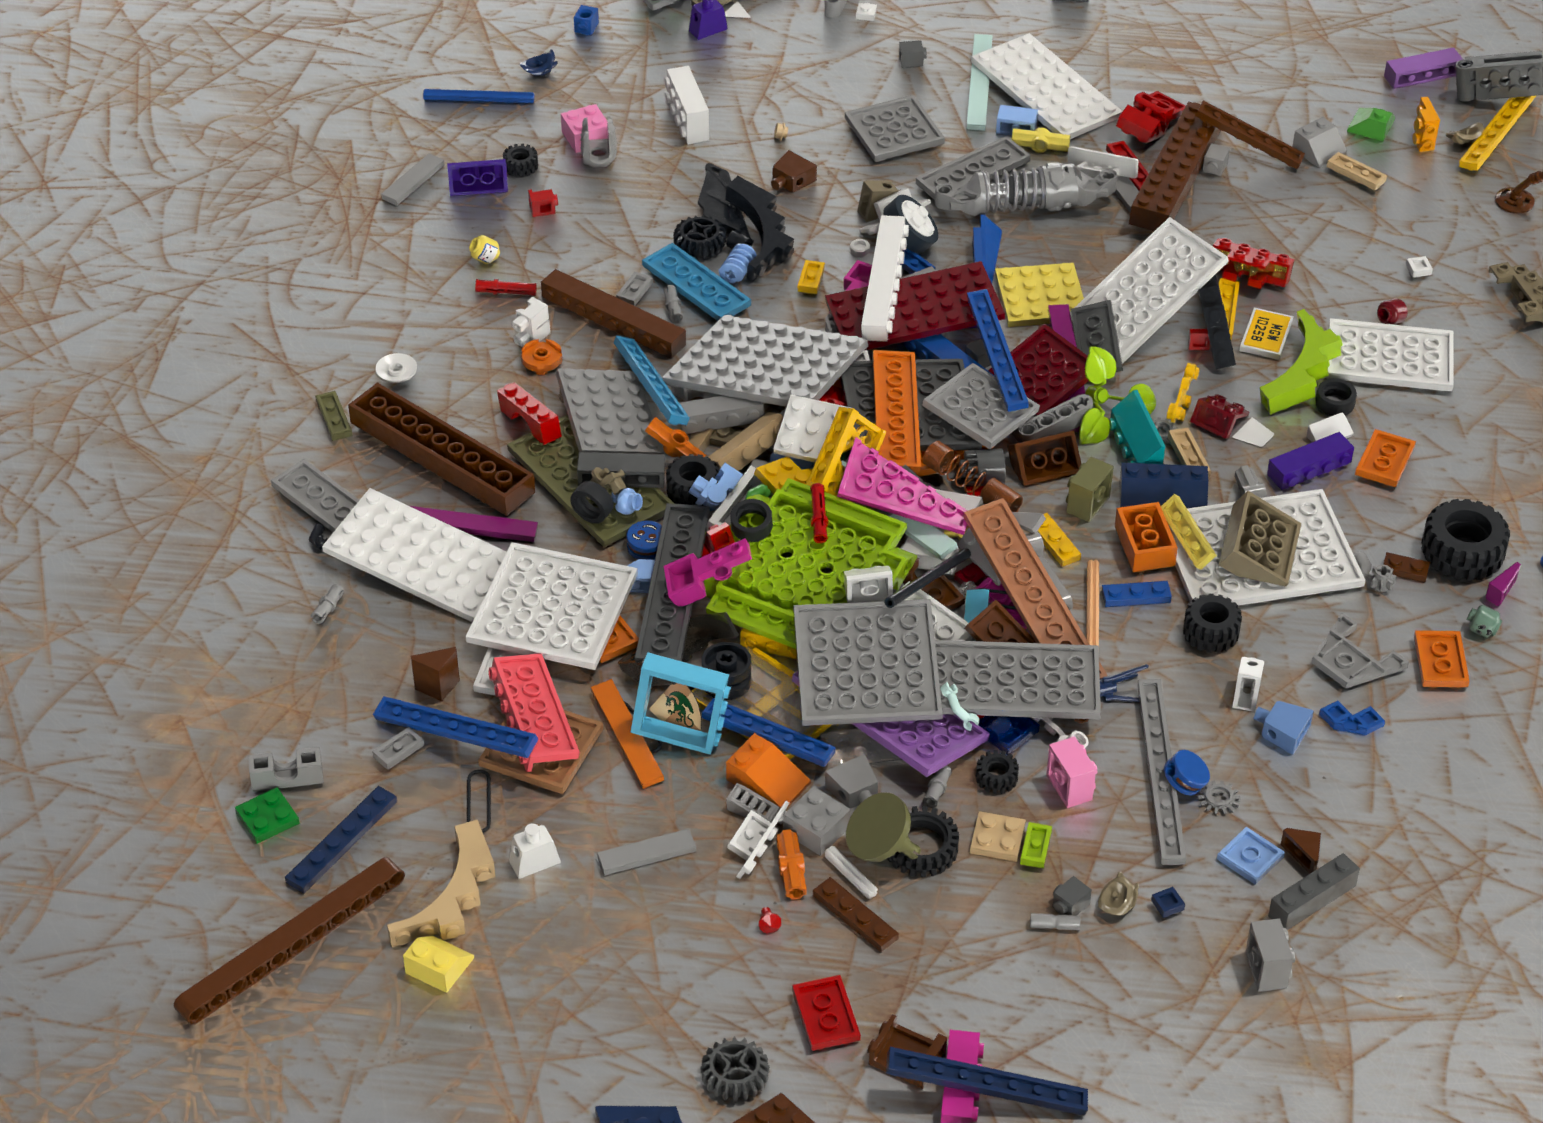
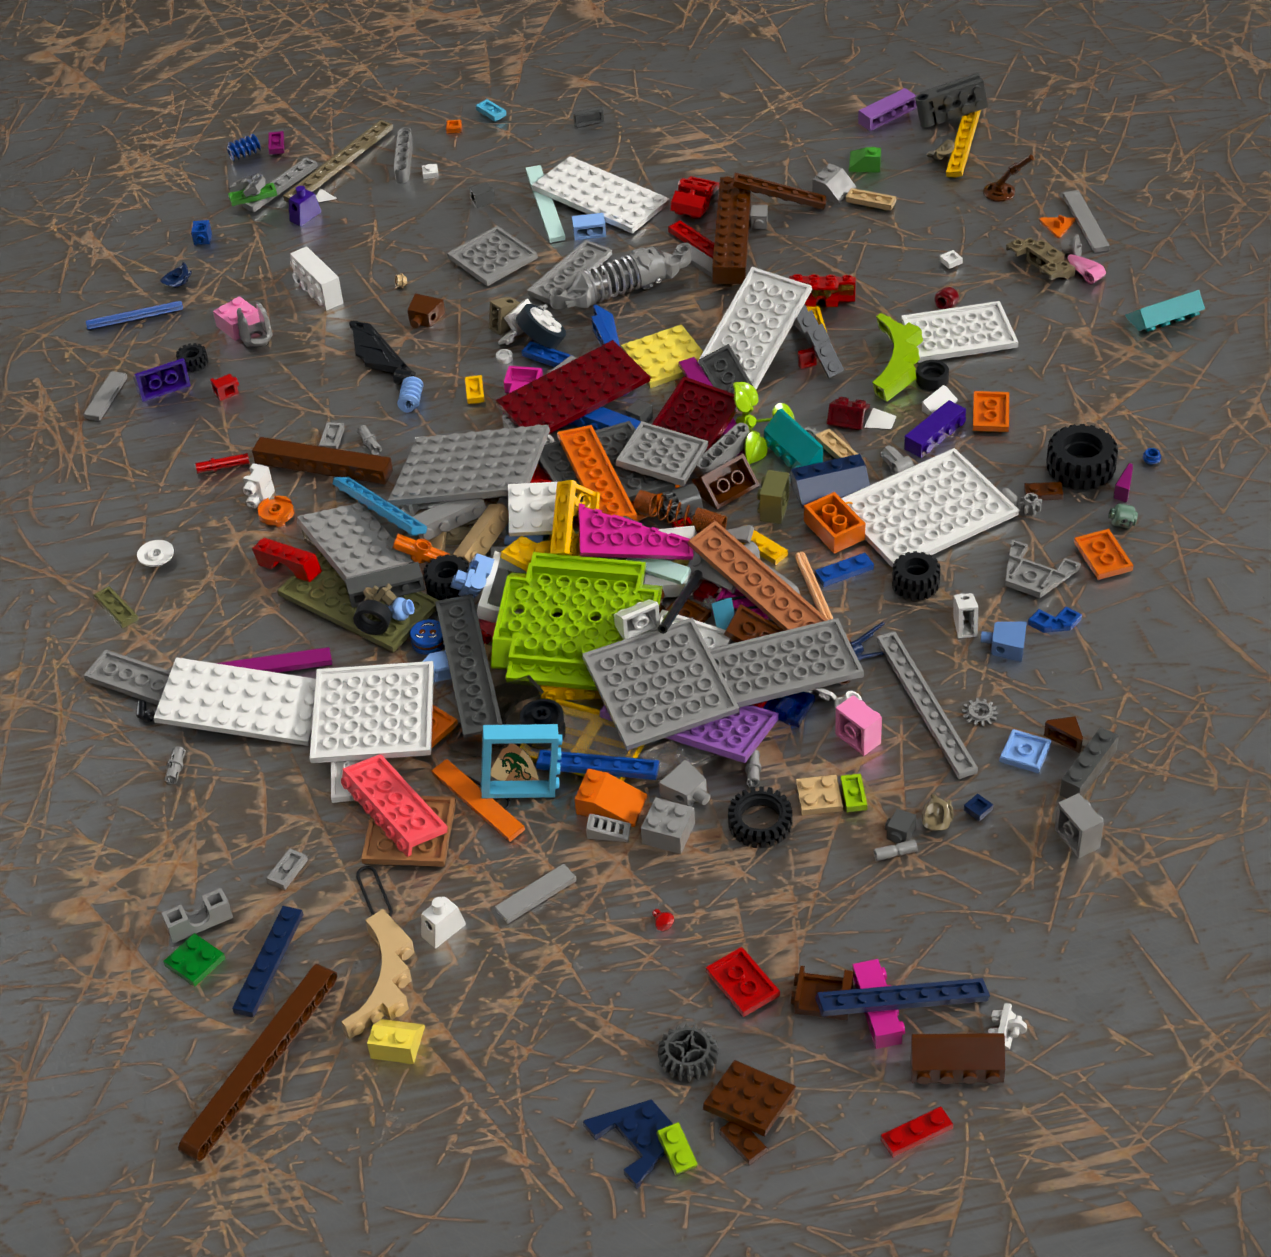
camera: 15 degrees left, 0 degrees up
(436, 672) = (295, 796): reddish brown slope -> none
(442, 449) = (223, 608): reddish brown brick -> none
(456, 727) = (332, 836): blue plate -> none
(484, 249) = (192, 436): light yellow head -> none
(687, 575) = (481, 653): dark pink plate -> none
(696, 282) = (381, 417): dark azure plate -> none
(700, 236) = (369, 381): black gear -> none
(720, 536) = (498, 615): red tile -> none
(751, 506) = (518, 582): black tyre -> none
(751, 837) = (620, 854): white bracket -> none
(760, 209) = (412, 346): black arch -> none
(760, 489) = (508, 570): bright green arm -> none
(791, 864) = (661, 868): orange piece -> none
(819, 519) = (574, 577): red pin -> none
(855, 914) = (731, 893): reddish brown plate -> none
(867, 888) = (713, 859): white axle -> none
(880, 829) = (728, 815): olive piece -> none
(884, 278) = (541, 374): white brick -> none
(950, 694) = (737, 689): light aqua arm -> none
(997, 350) = (658, 406): blue plate -> none
(997, 782) = (796, 734): black tyre -> none
(1041, 140) = (615, 236): light yellow piece -> none
(1092, 162) = (668, 241): white bracket -> none
(1175, 411) = (815, 385): yellow plant -> none
(1186, 772) = (949, 699): blue head -> none
(1188, 532) = (867, 509): light yellow plate -> none
(1260, 541) = (925, 501): dark tan slope -> none
(1266, 333) = (856, 340): tile -> none
(1425, 126) = (910, 151): light orange plate -> none

